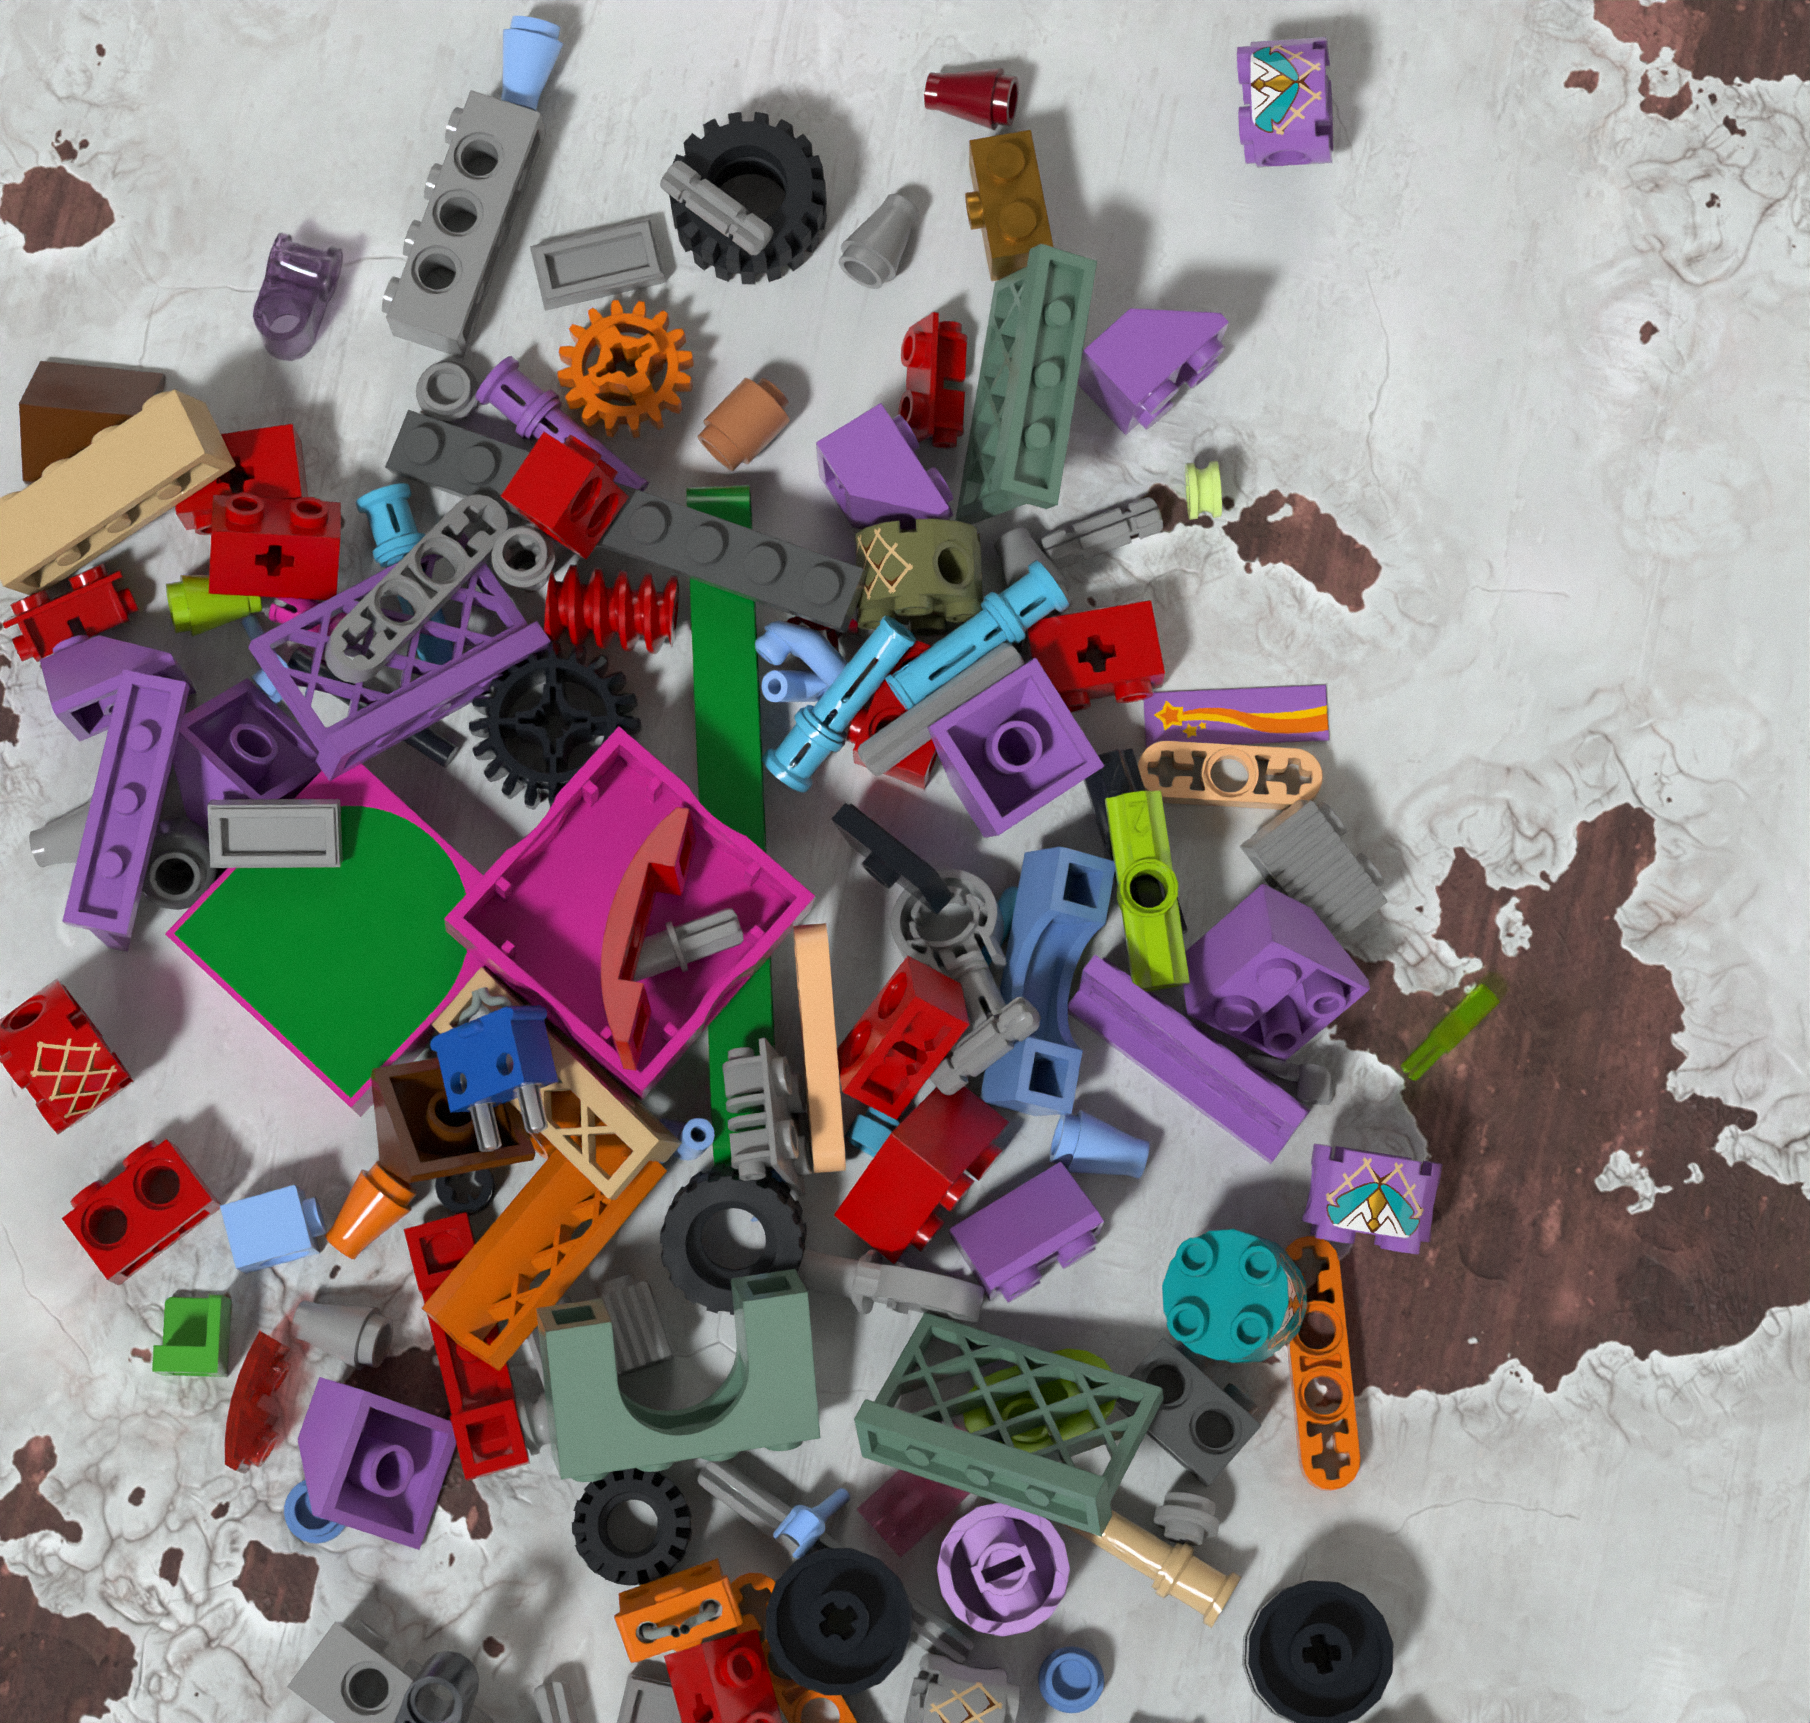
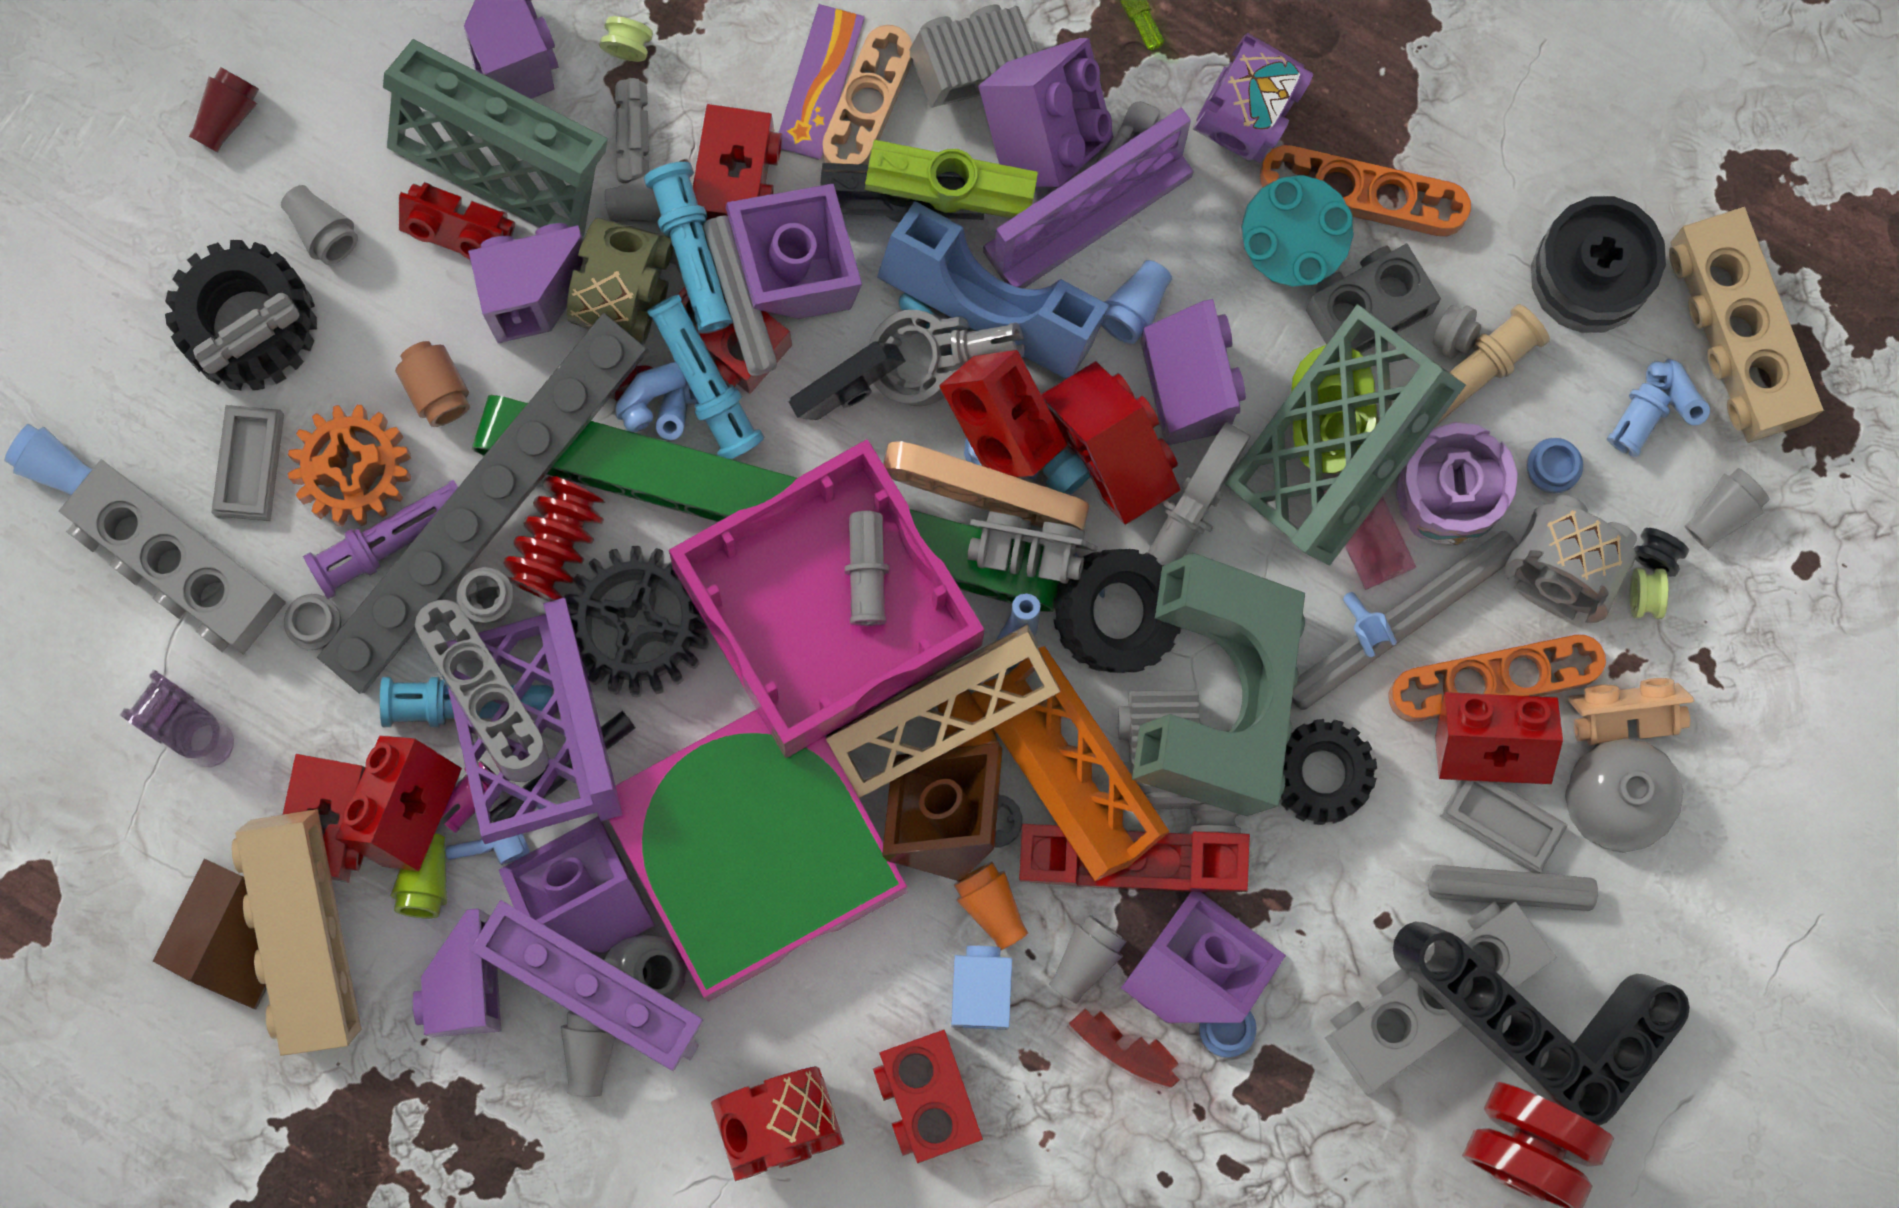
camera: 75 degrees left, 0 degrees up
(46, 620) = (382, 978): red hinge -> none
(194, 1337) = (1049, 1086): bright green panel -> none
(275, 833) = (652, 873): light grey tile -> none
(495, 1062) = (917, 744): blue piece -> none
(566, 492) = (451, 529): red brick -> none
(656, 867) = (906, 617): slope -> none
(677, 1611) = (1412, 747): orange piece -> none
(800, 1628) = (1487, 599): black wheel -> none
(986, 1045) = (1034, 345): light grey axle -> none
(1007, 200) = (328, 108): pearl gold brick -> none

